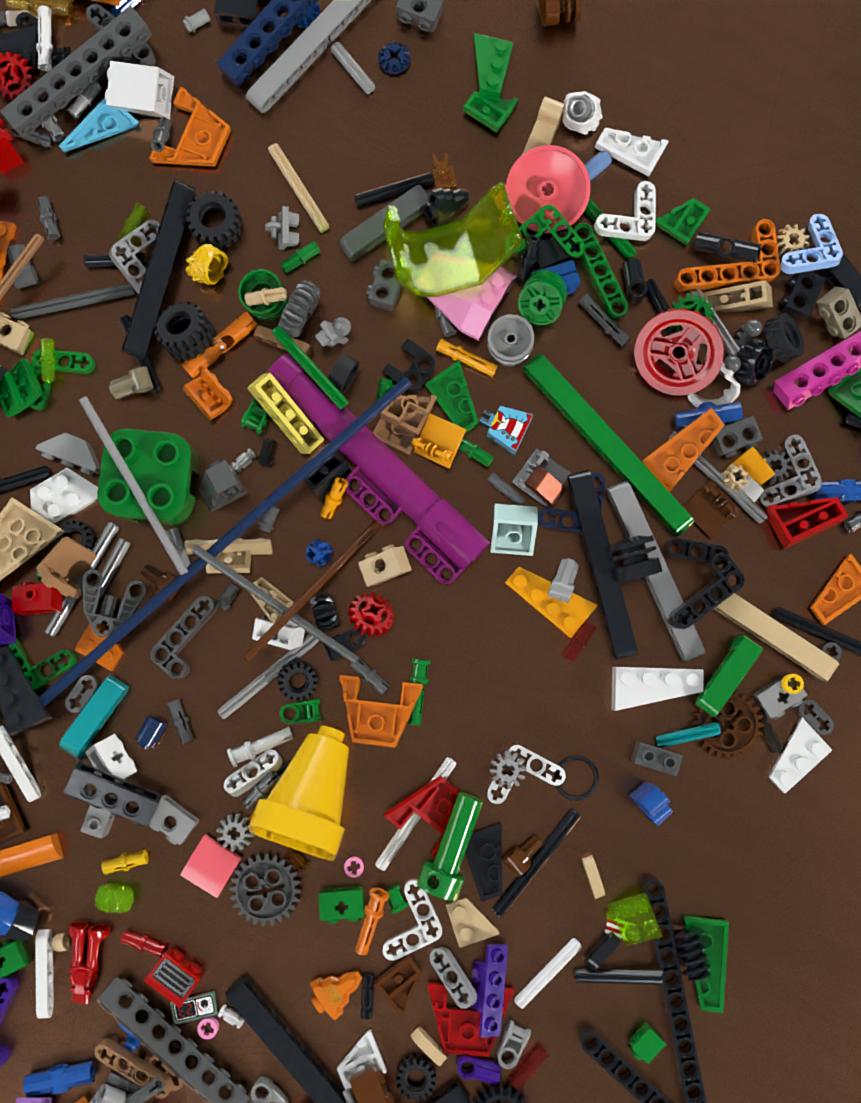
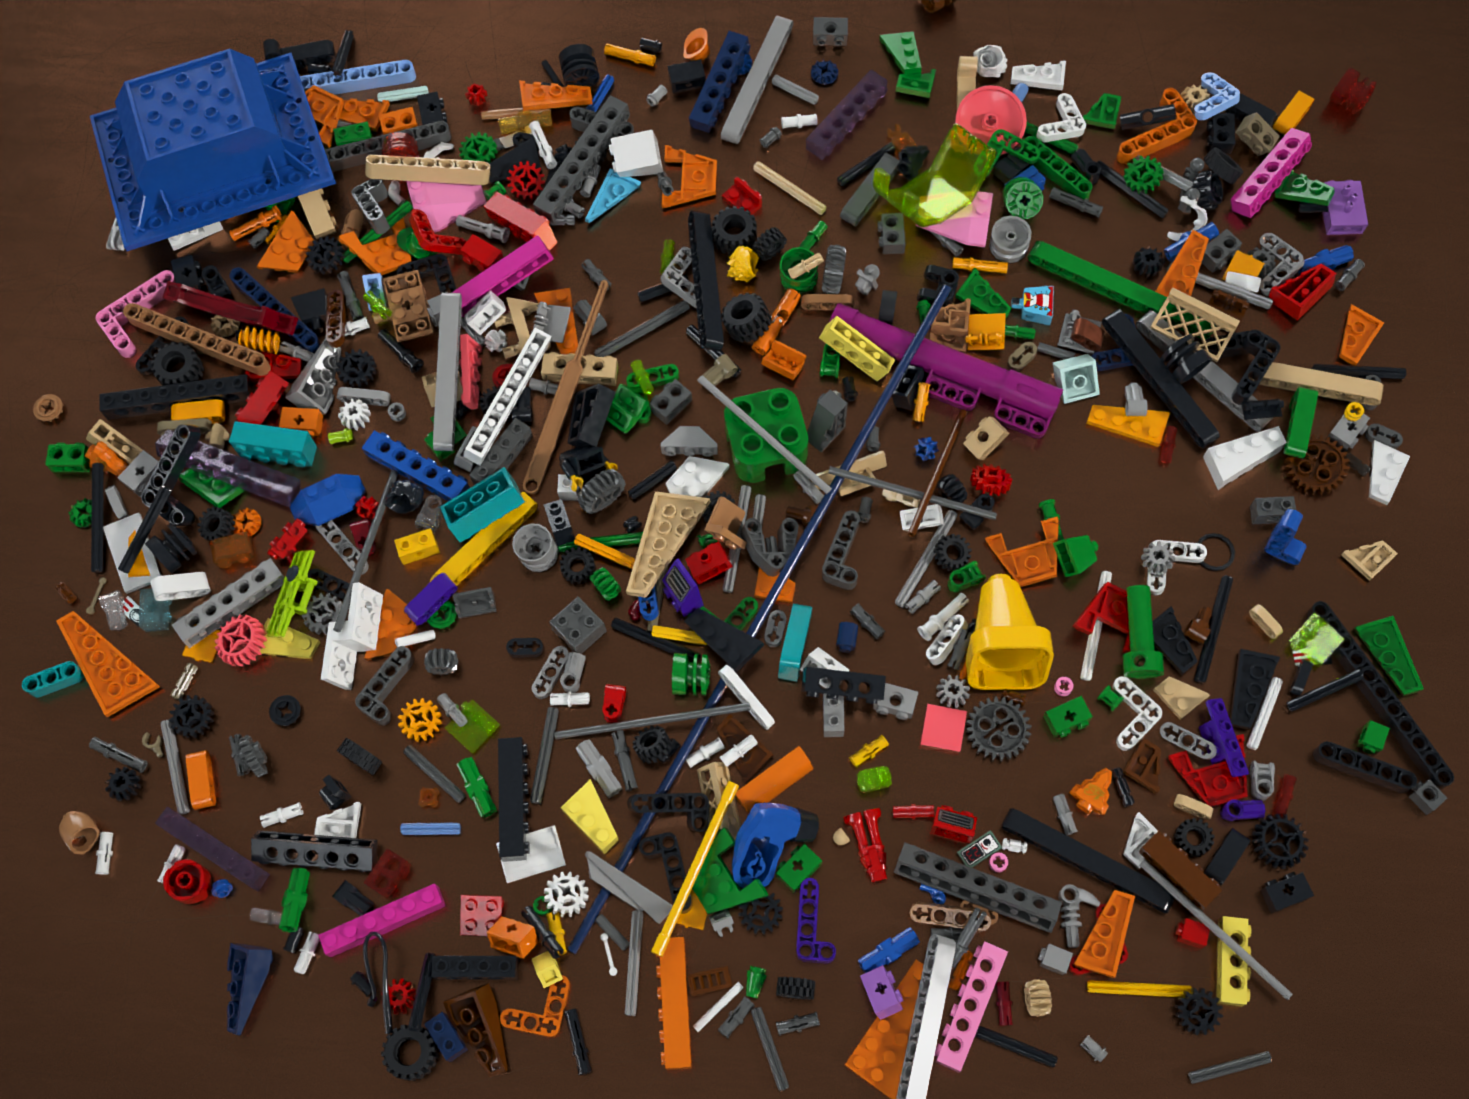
camera: 15 degrees left, 15 degrees down
(44, 973) = (838, 867): white beam -> none
(71, 402) = (674, 403): none -> dark grey brick
(240, 183) = (743, 196): none -> red bracket
(245, 250) = (769, 243): none -> black tyre
(248, 716) = (923, 596): none -> light grey pin
(285, 220) = (790, 220): light grey hips -> none
(295, 1004) = (1065, 814): none -> light grey axle
(301, 118) = (770, 137): none -> dark grey pin
(312, 370) = (862, 307): green axle -> none
(340, 109) = (798, 121): none -> white pin
(370, 676) = (1009, 530): dark grey pin -> none
(373, 912) = (1098, 712): orange pin -> none
(400, 110) = (837, 123): none -> clear purple brick
(424, 732) = (1076, 554): none -> green torso
(465, 477) = (1024, 359): none -> dark tan beam
(528, 257) = (997, 175): black pin -> none
(548, 936) = (1251, 683): none -> black wing
(654, 428) = (1148, 261): none -> black gear
(676, 504) = (1200, 310): none -> tan fence
(688, 374) = (1161, 216): gear -> none
(688, 735) = (1292, 480): teal axle -> none
(693, 954) = (1375, 648): black piece -> none
(694, 643) = (1262, 409): none -> black hinge
(735, 478) = (1234, 278): tan gear -> none
(736, 848) = (1370, 558): none -> tan wing
(741, 298) = (1177, 149): tan slope -> none

